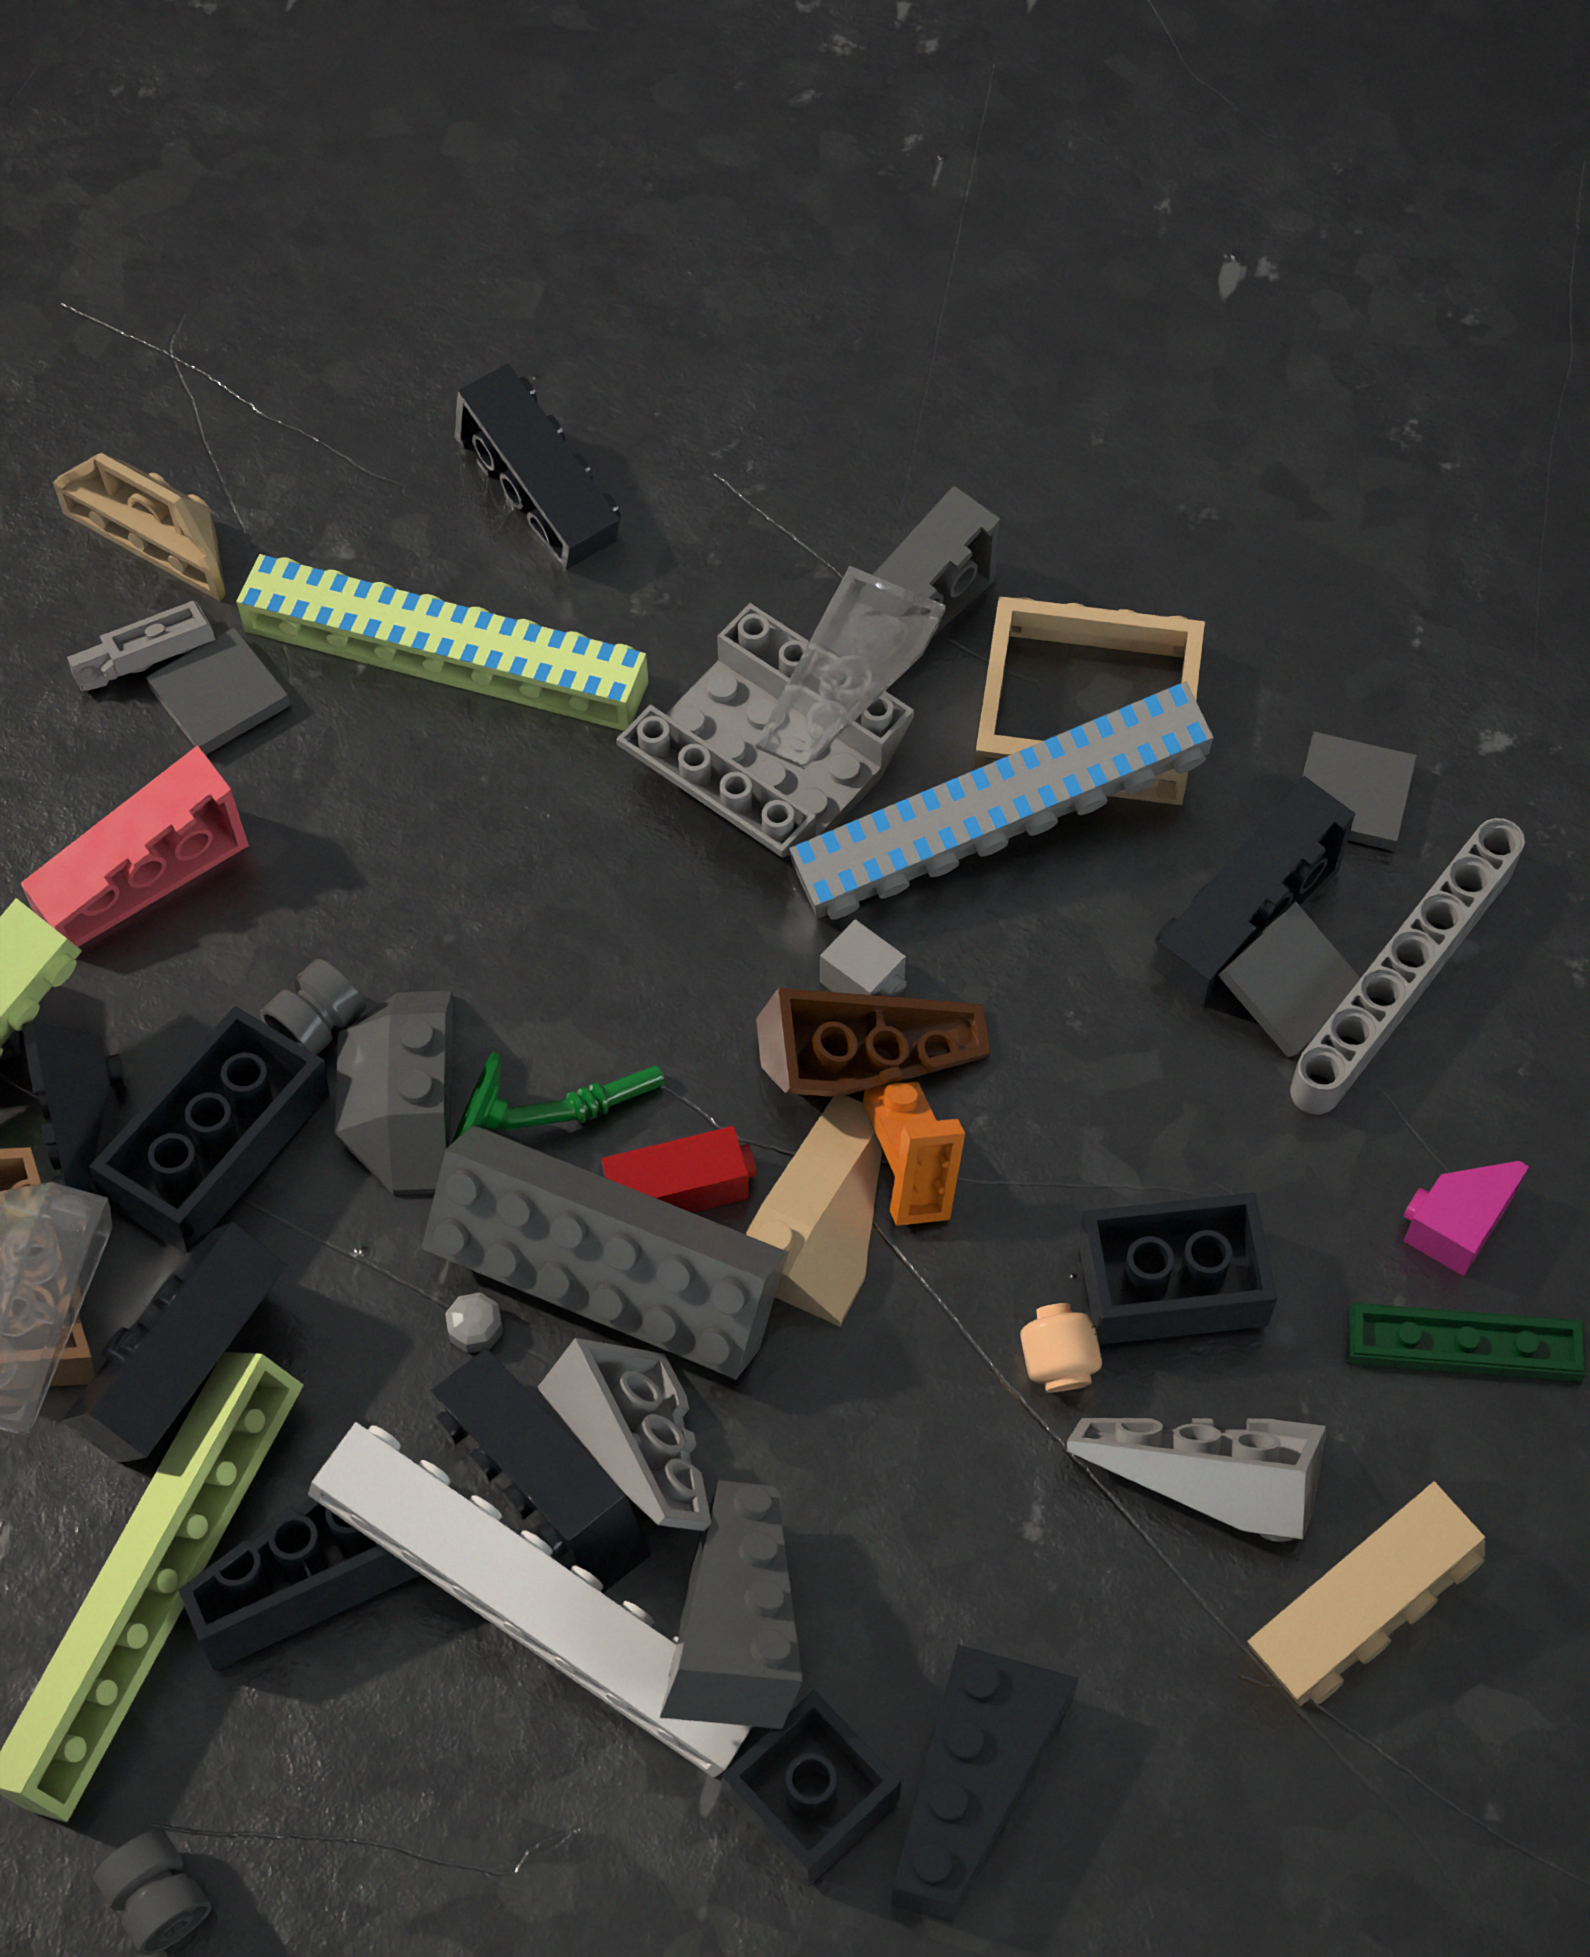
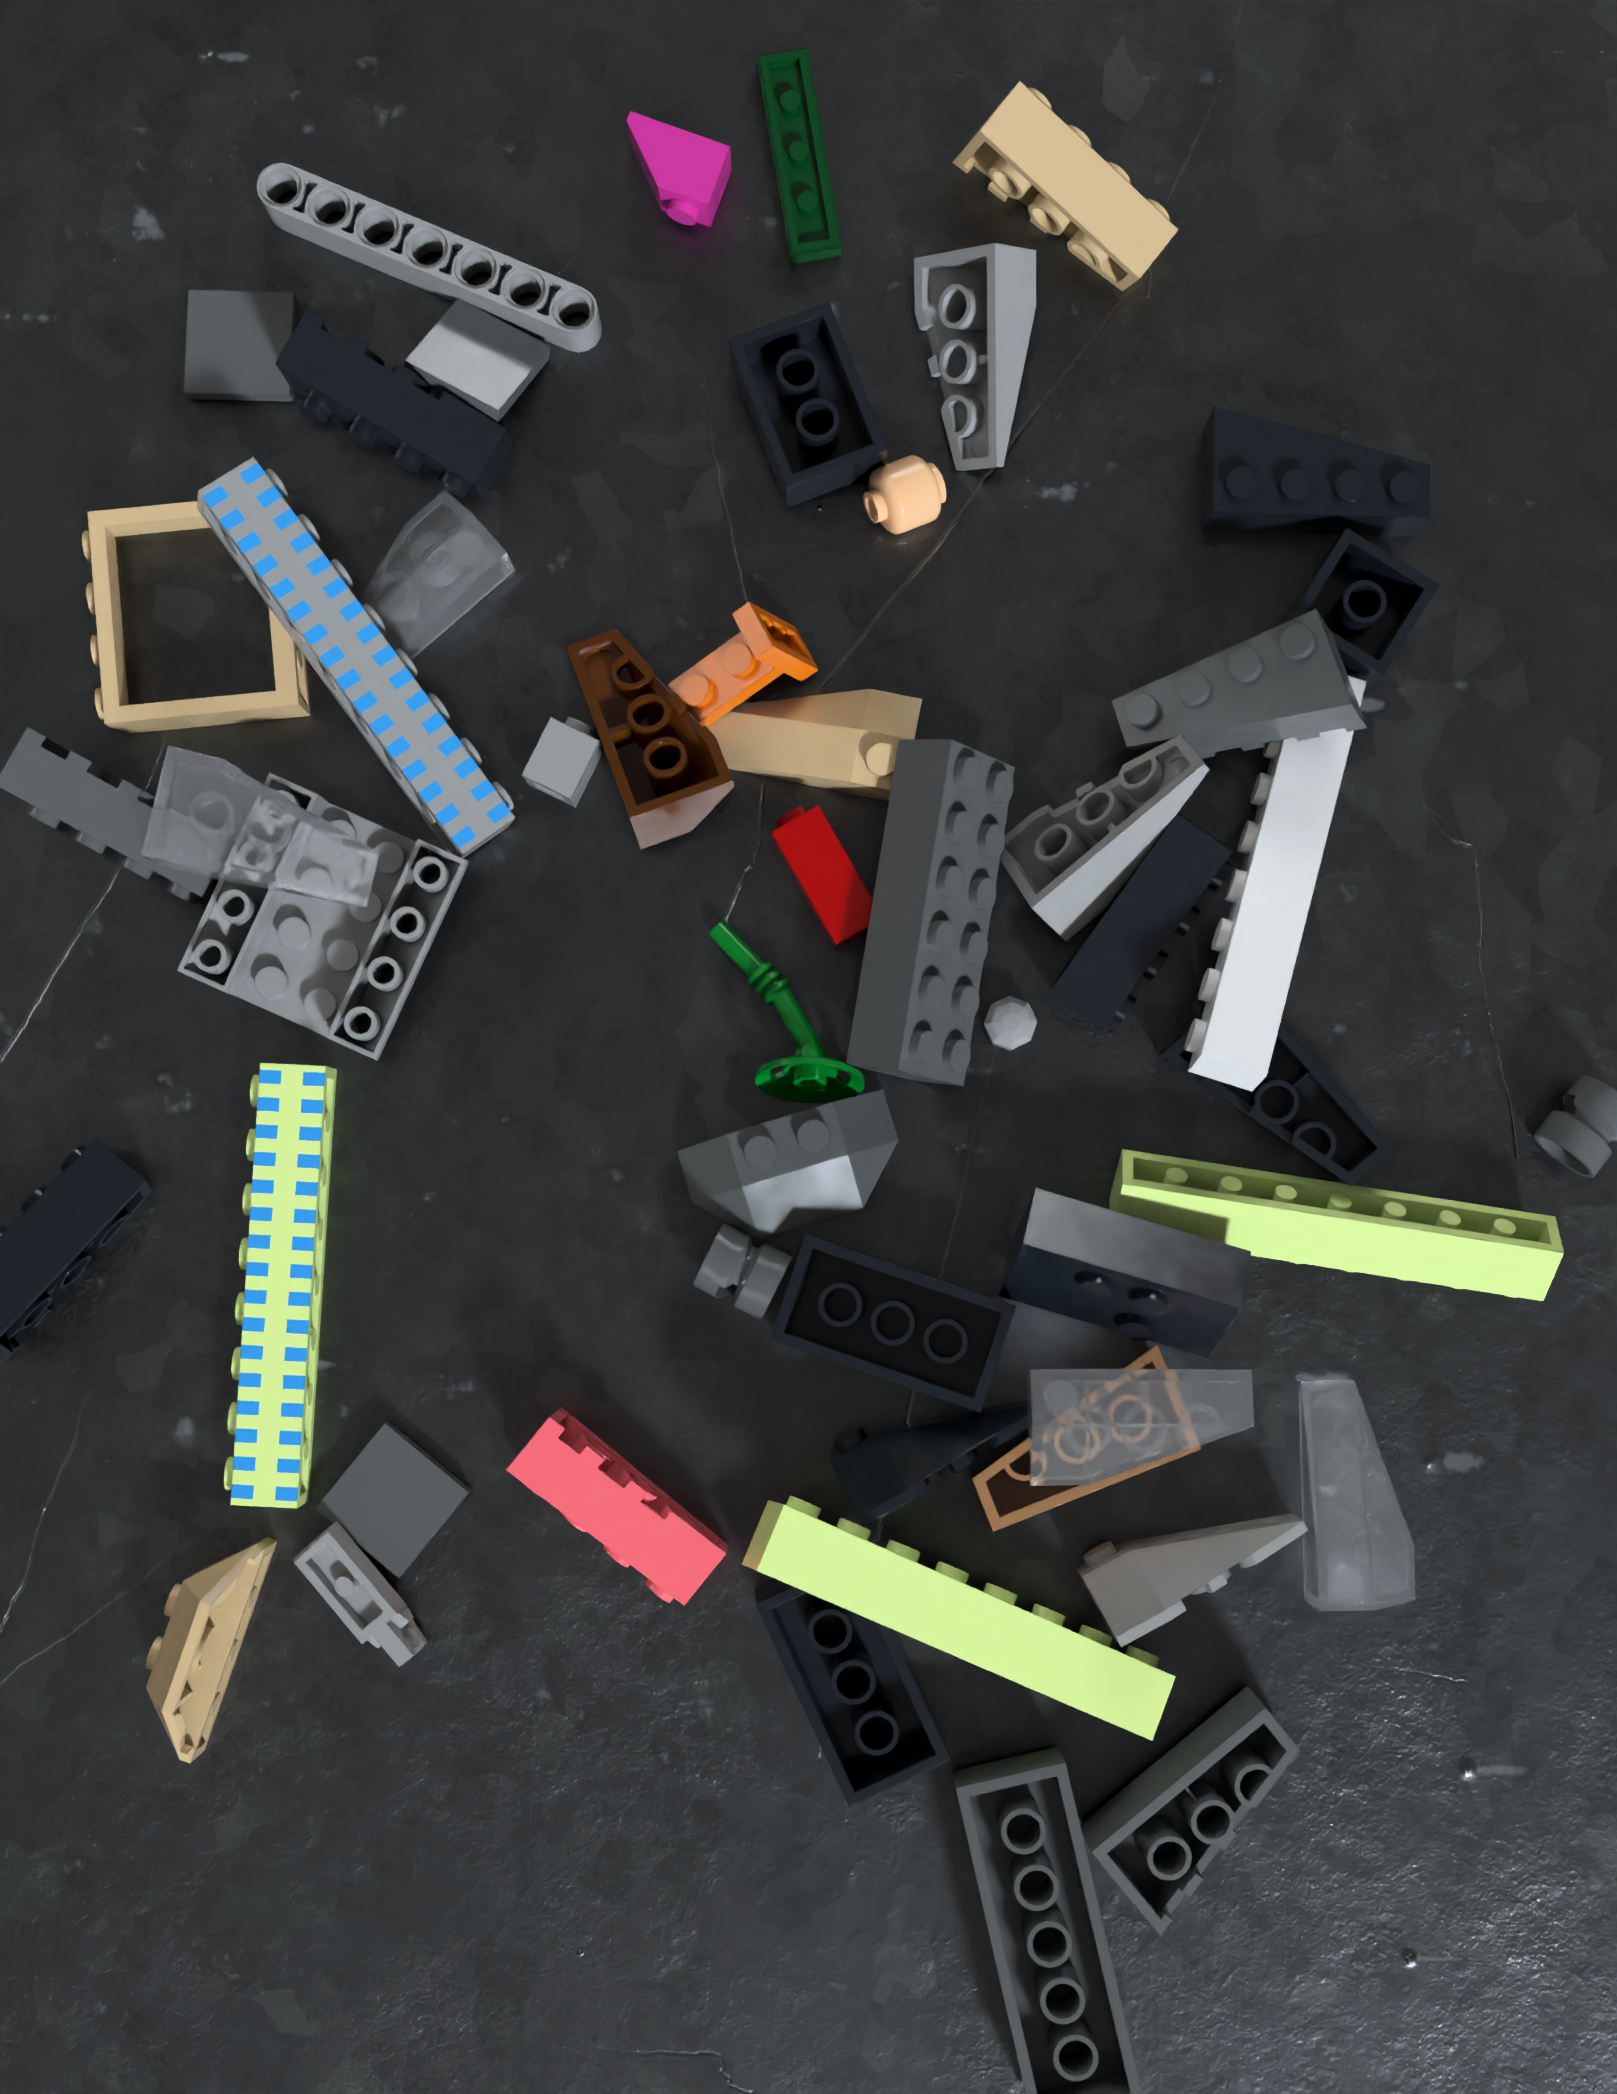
camera: 105 degrees left, 25 degrees up
(1079, 900) = (434, 574): none -> clear wedge

